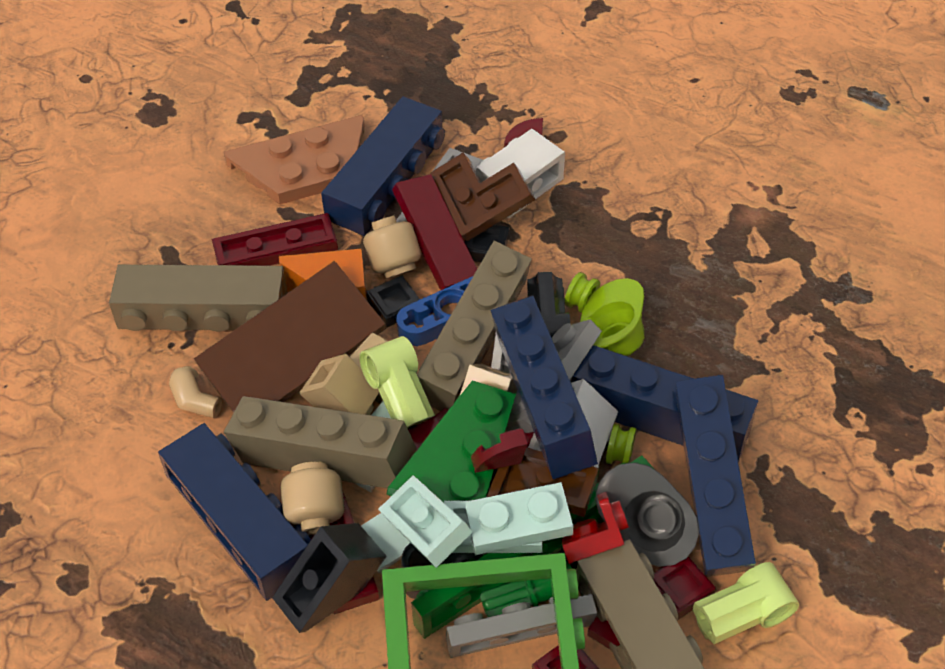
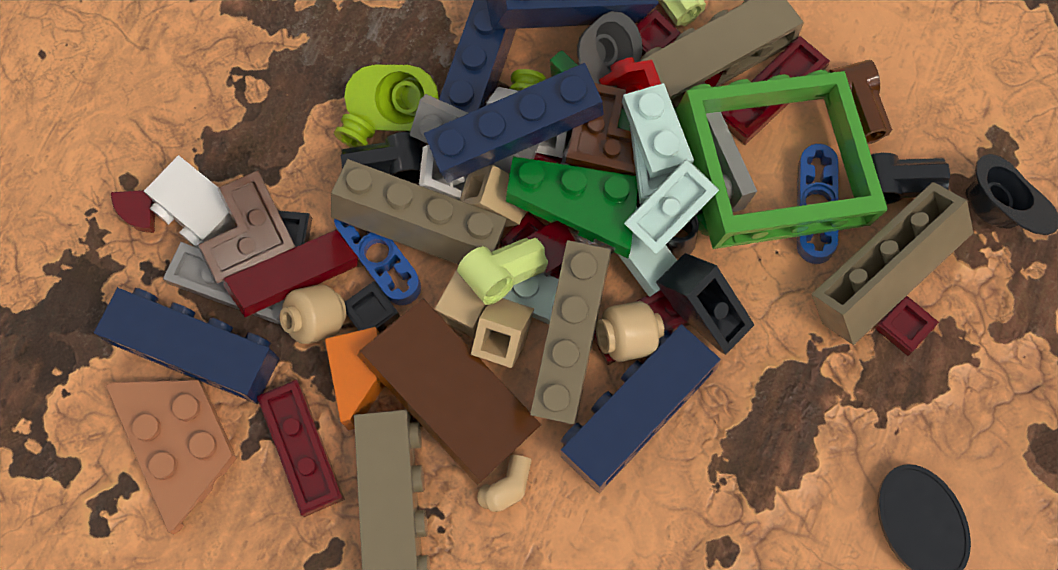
camera: 90 degrees left, 20 degrees up
(504, 454) = (590, 152): dark red tile -> none

